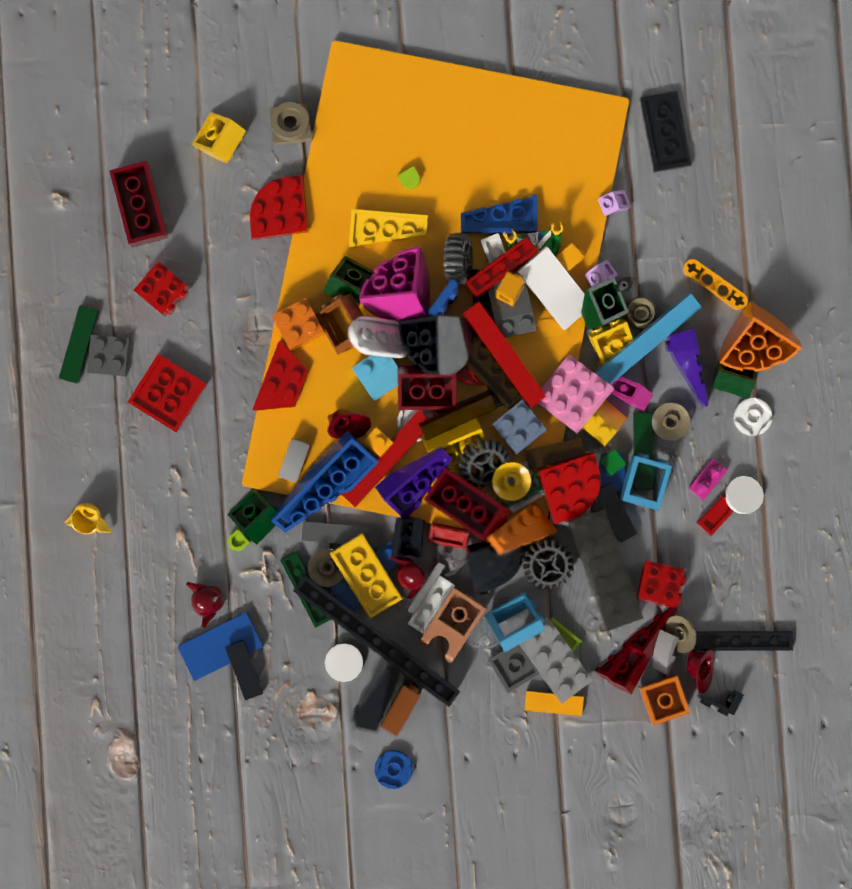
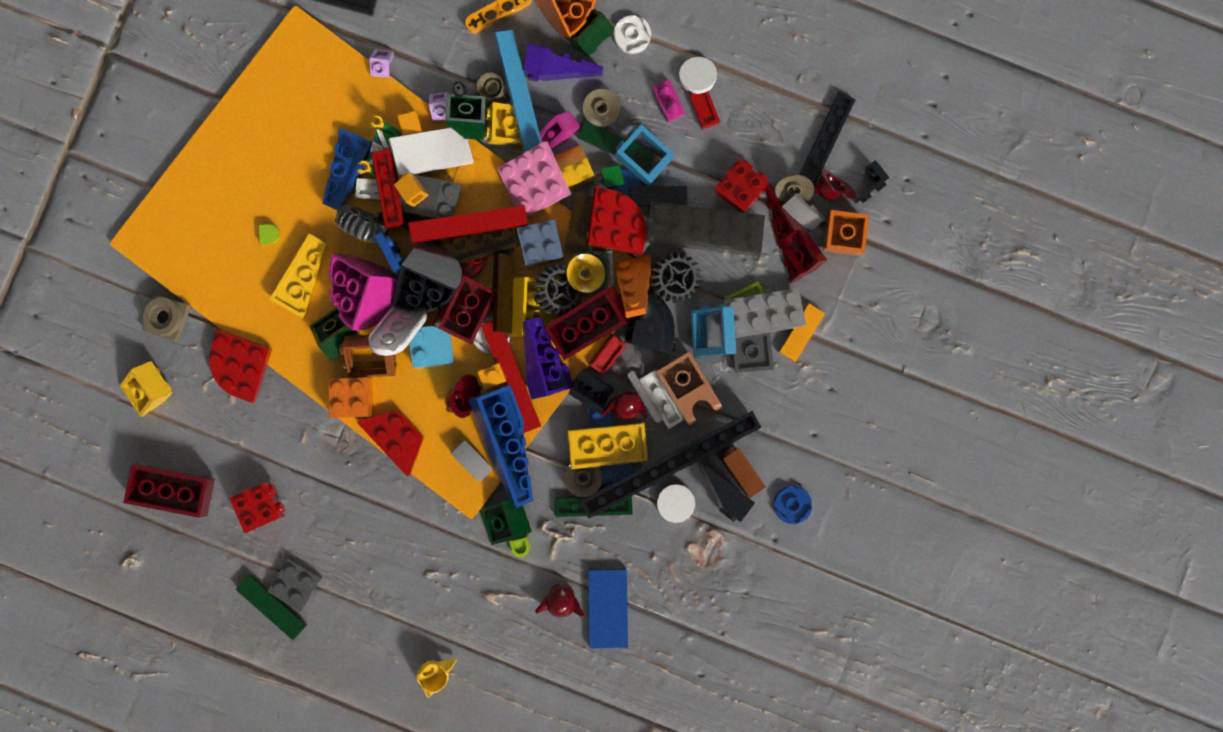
camera: 65 degrees left, 0 degrees up
(167, 393) = (355, 547): red plate -> none
(244, 669) = (639, 597): black tile -> none
(338, 533) = (557, 453): dark grey tile -> none

